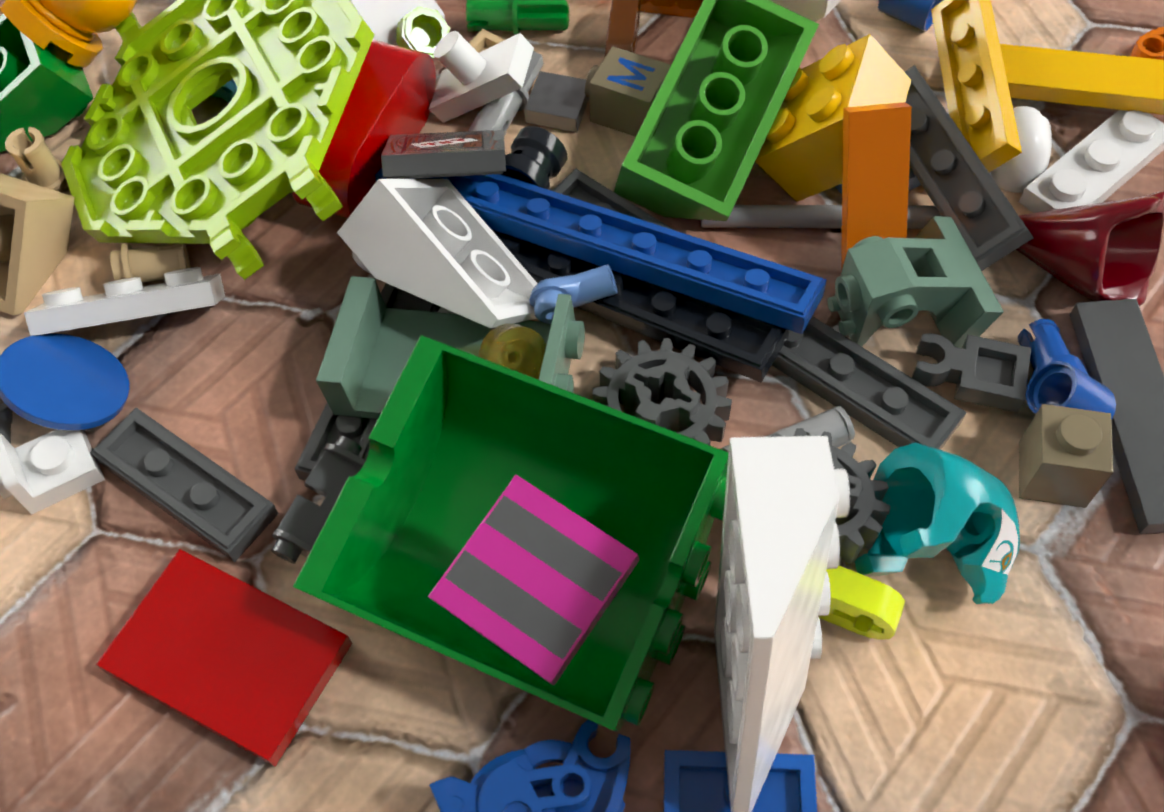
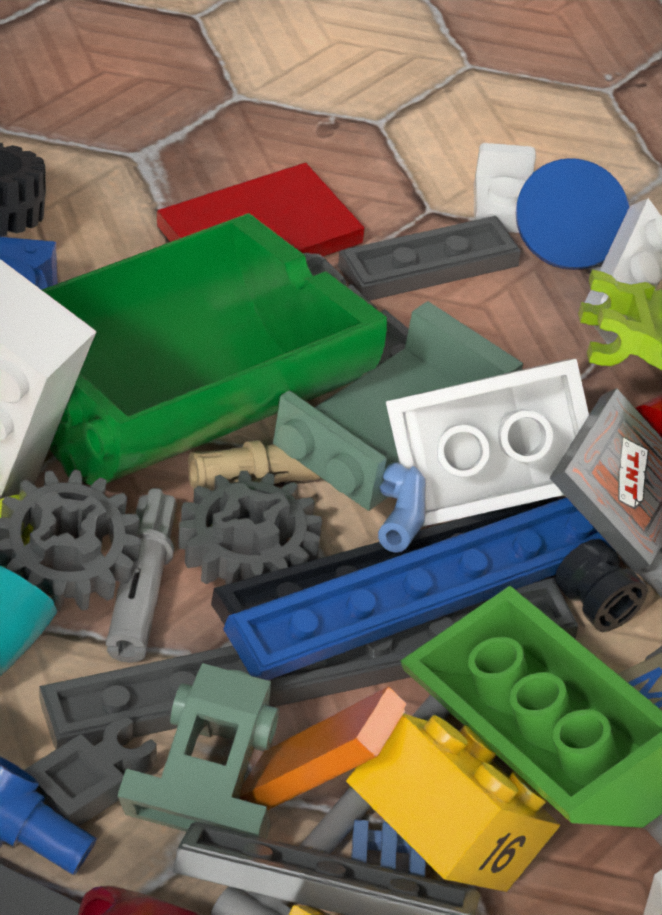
camera: 115 degrees right, 15 degrees down
(515, 348) = (361, 415): clear yellow tile -> none
(535, 579) = (134, 302): tile -> none

